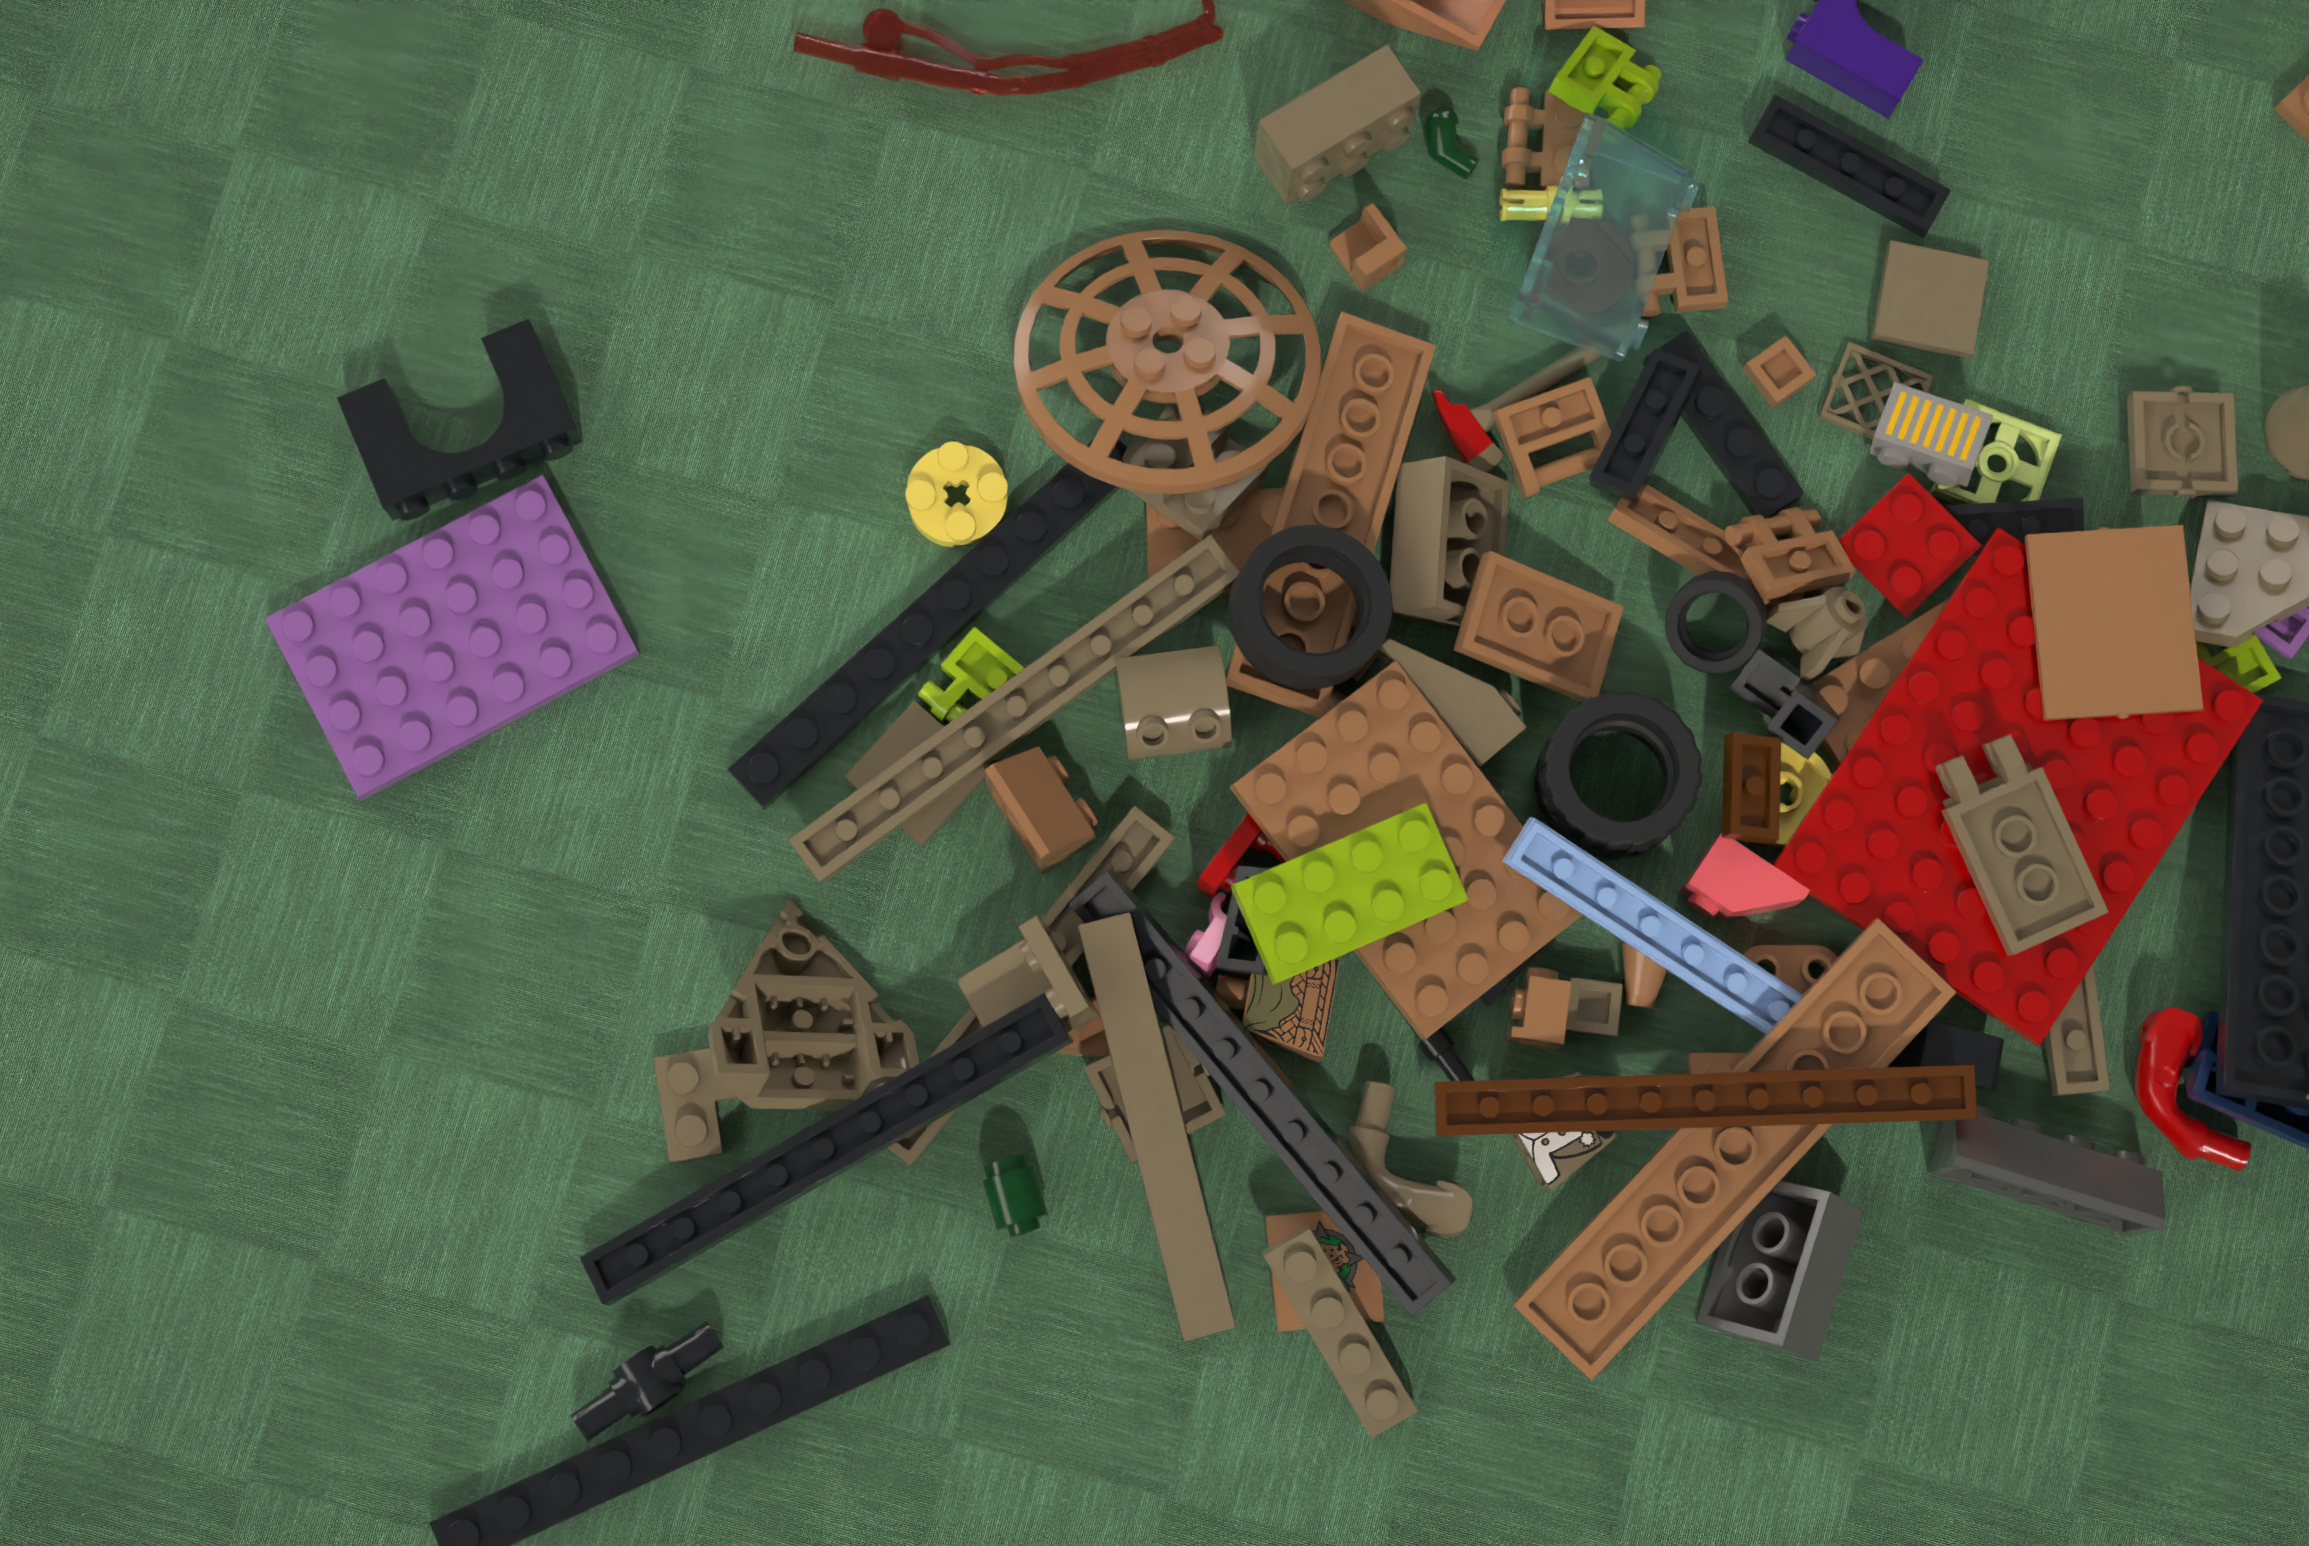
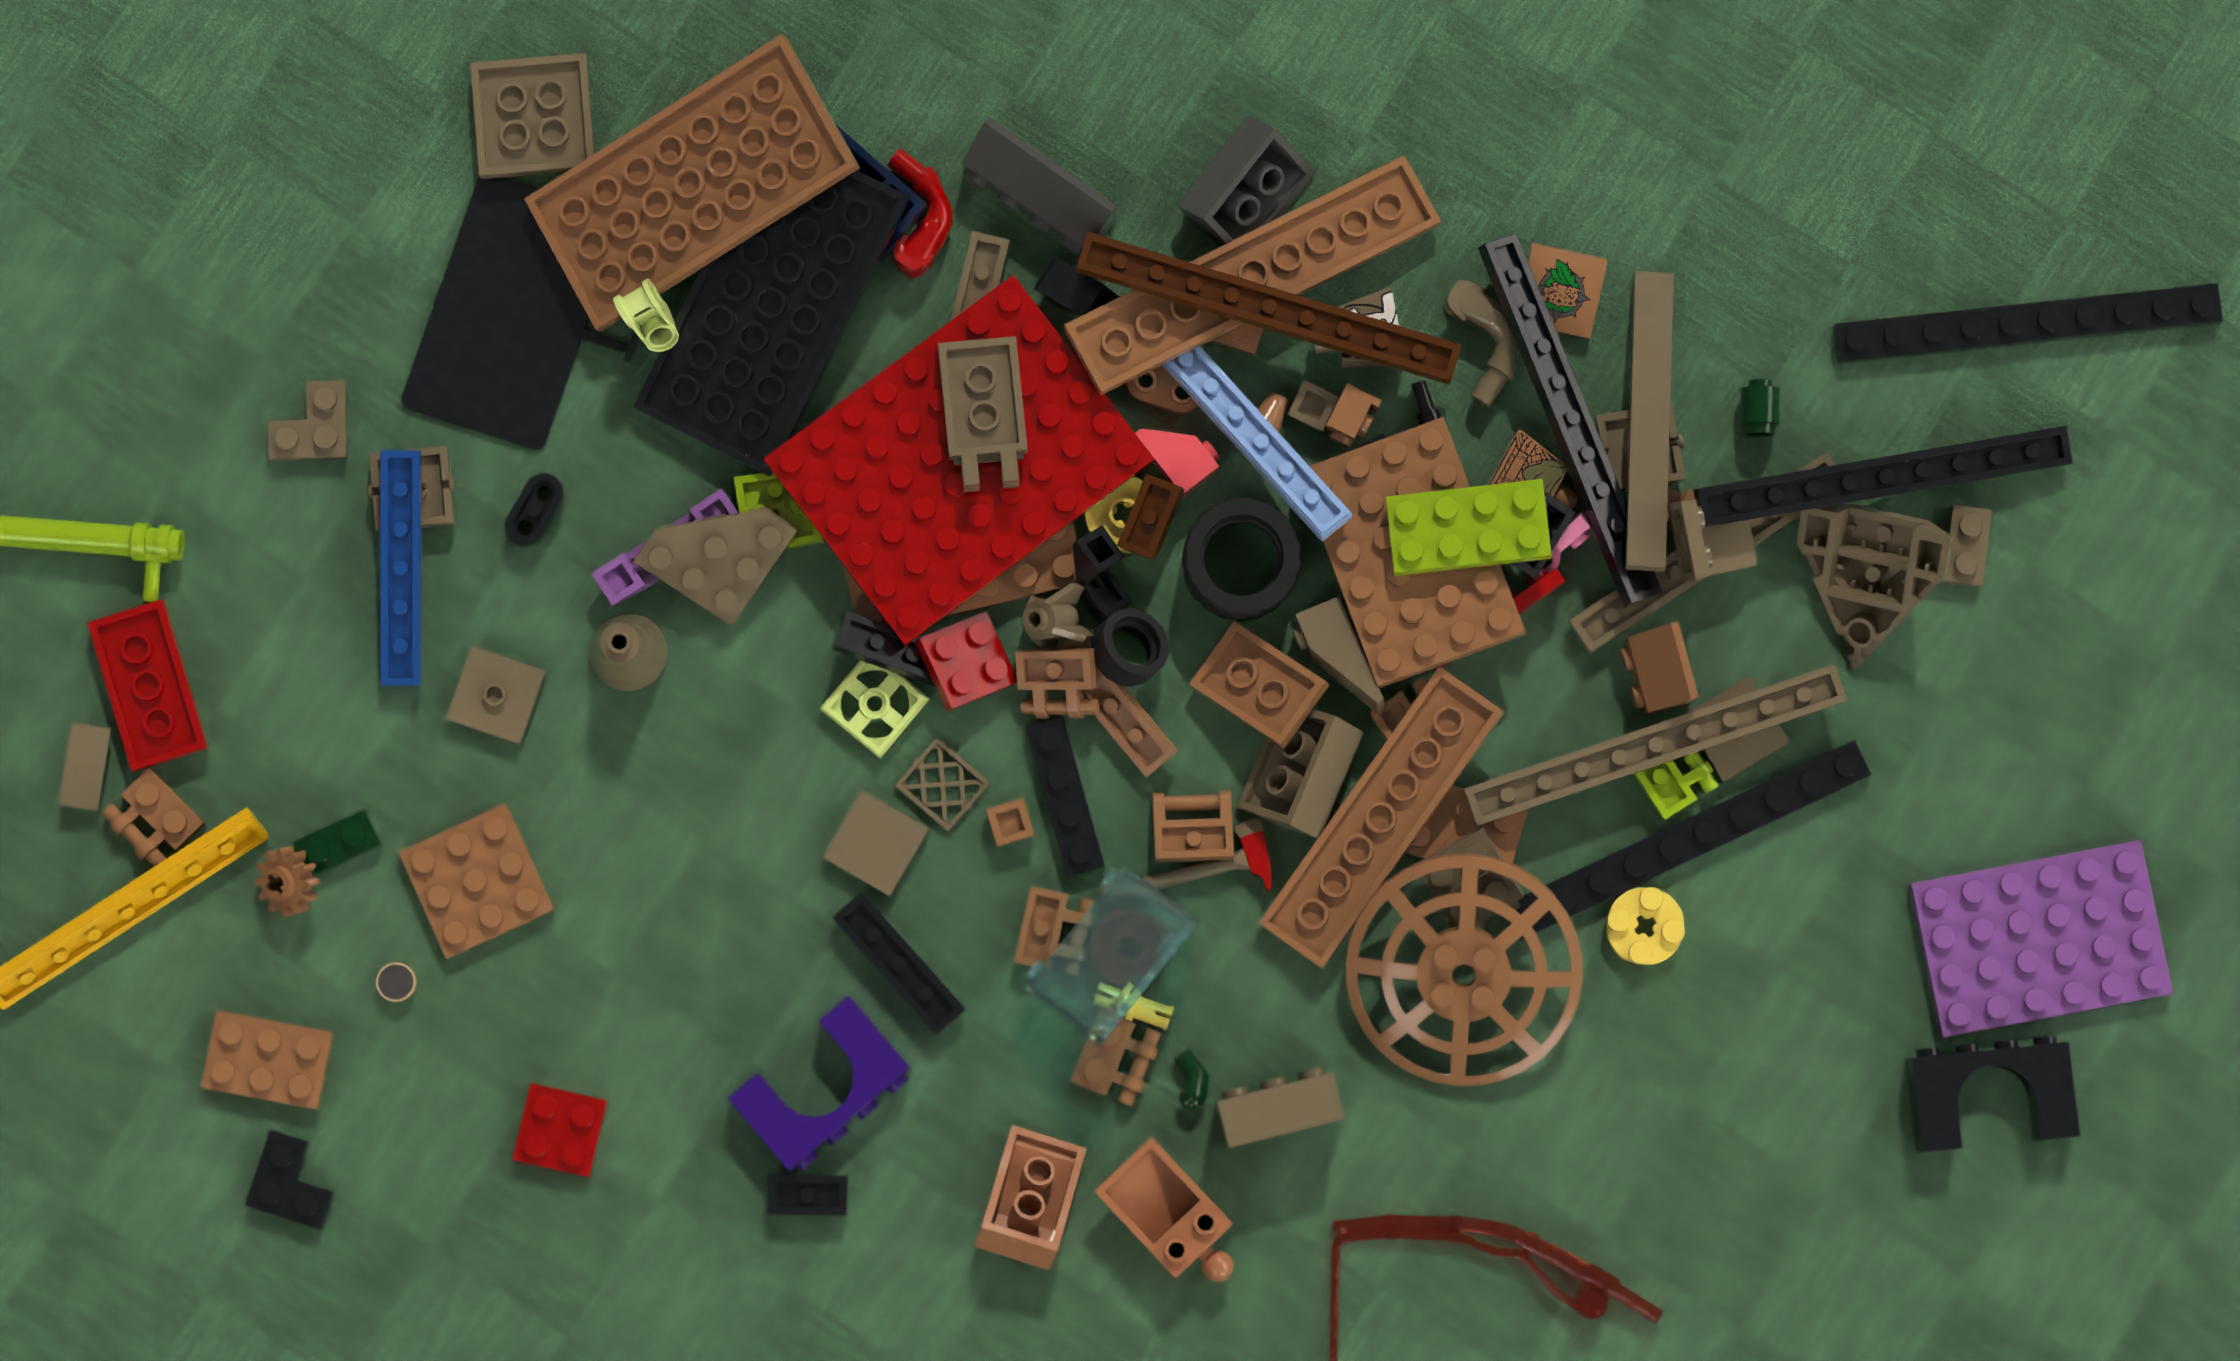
camera: 160 degrees left, 5 degrees up
(647, 1381) = (2049, 365): black pin -> none
(1173, 703) = (1543, 711): dark tan brick -> none
(1339, 1331) = (1567, 243): dark tan plate -> none
(1348, 560) = (1379, 735): black tyre -> none
(1369, 248) = (1282, 1015): medium nougat panel -> none
(1593, 70) = (1069, 1094): lime plate -> none
(1645, 425) = (1129, 807): black plate -> none
(1930, 435) = (923, 733): light grey brick -> none
(2113, 622) = (852, 546): medium nougat piece -> none
(2182, 443) = (733, 672): dark tan plate -> none

